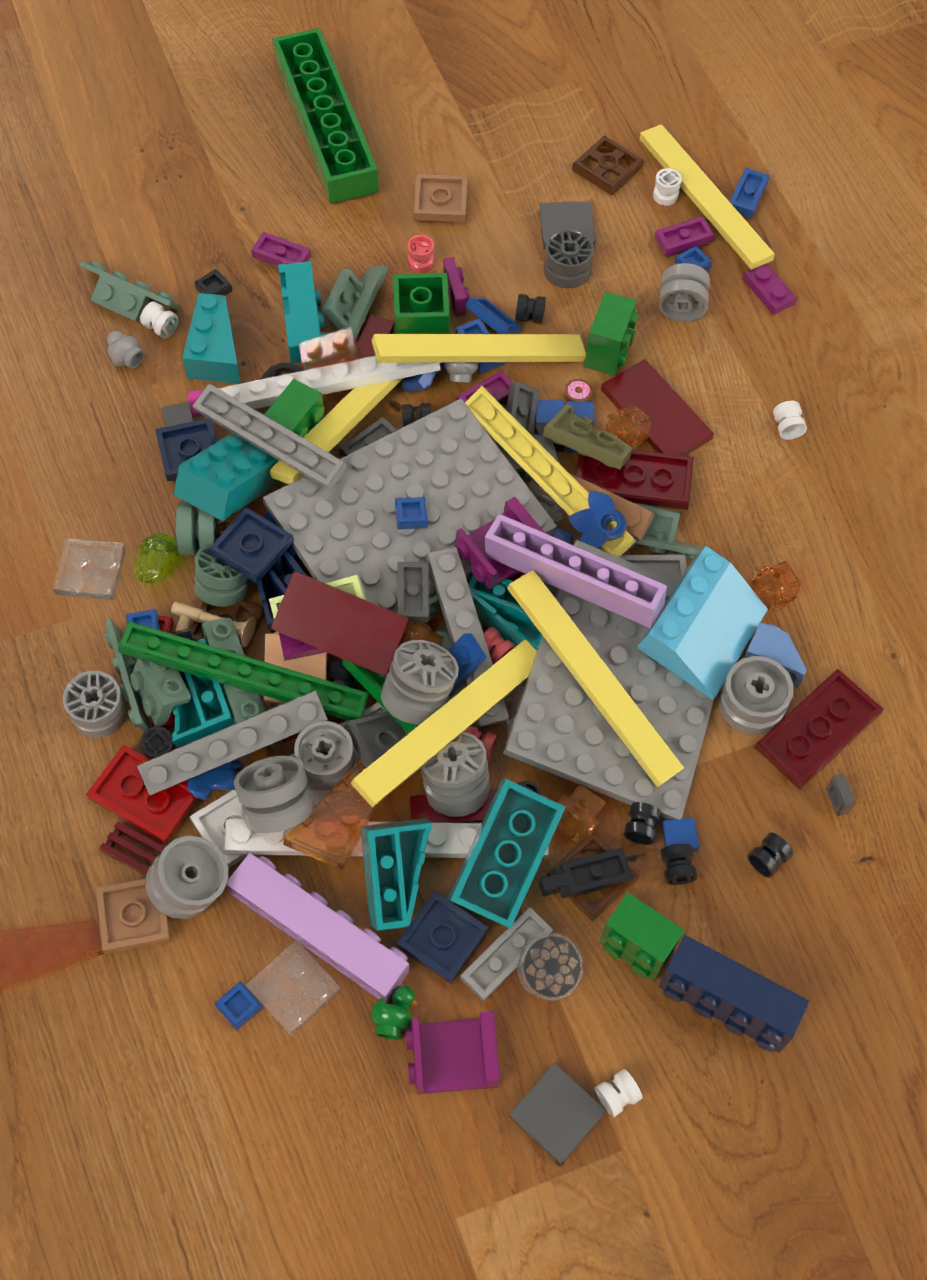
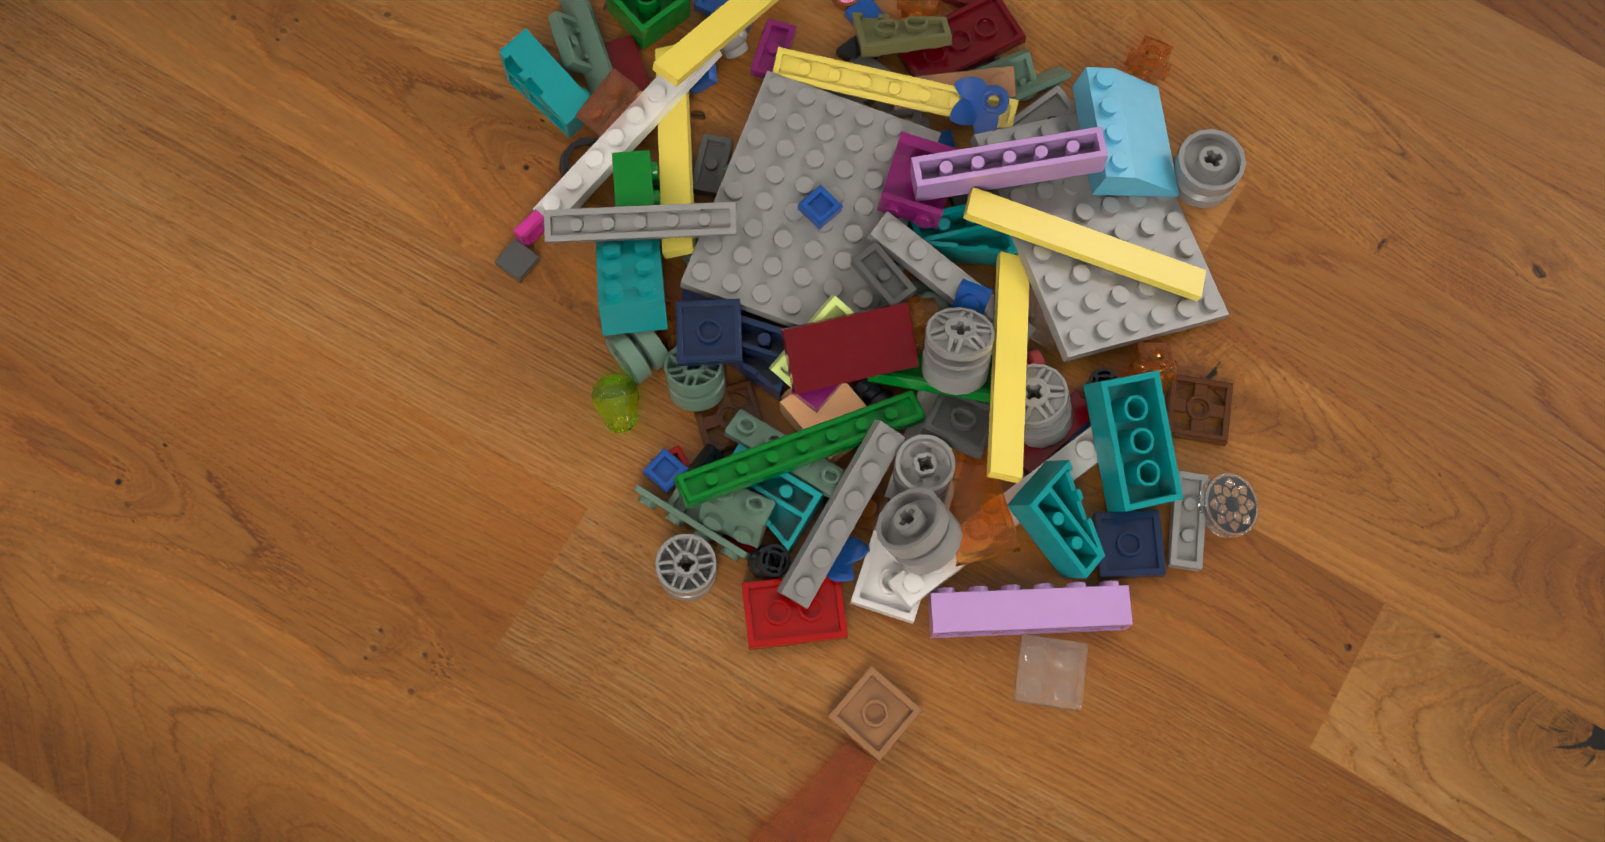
camera: 40 degrees left, 10 degrees up
(89, 569) = (567, 454): clear plate -> none
(114, 838) = (824, 649): dark red tile -> none
(121, 296) = (357, 178): sand green bracket -> none
(124, 350) = (409, 231): light grey animal -> none
(157, 318) = (418, 178): white wheel -> none
(183, 442) = (555, 283): dark blue plate -> none
(186, 877) = (900, 651): light grey wheel -> none
(210, 342) = (488, 166): teal wedge -> none
(213, 283) = (432, 110): black tile -> none
(238, 1006) = (1018, 719): blue tile -> none
(244, 630) = (695, 430): tan piece -> none
(279, 251) = (469, 35): magenta plate -> none
(394, 1018) = (1148, 636): green animal -> none
(408, 412) = (731, 113): black wheel -> none
(454, 1055) = (1213, 626): magenta panel -> none
(497, 645) = (979, 270): coral wheel -> none
(523, 404) = (813, 38): dark grey plate -> none
(547, 410) = (837, 30): blue tile -> none
(557, 1113) = (1320, 612): dark grey tile -> none
(588, 874) = (1202, 411): black hinge -> none
(618, 1093) = (1353, 563): white wheel -> none
(640, 937) = (1281, 431): green brick -> none
(642, 823) = (1203, 339): black wheel -> none
(678, 864) = (1261, 356): black wheel -> none
(680, 832) = (1236, 327): blue tile -> none
(733, 995) = (1380, 425): dark blue brick -> none
(769, 855) = (1316, 293): black wheel -> none
(777, 645) = (1189, 116): medium blue slope -> none
(818, 729) = (1273, 155): dark red tile -> none
(840, 794) = (1329, 205): dark grey tile -> none

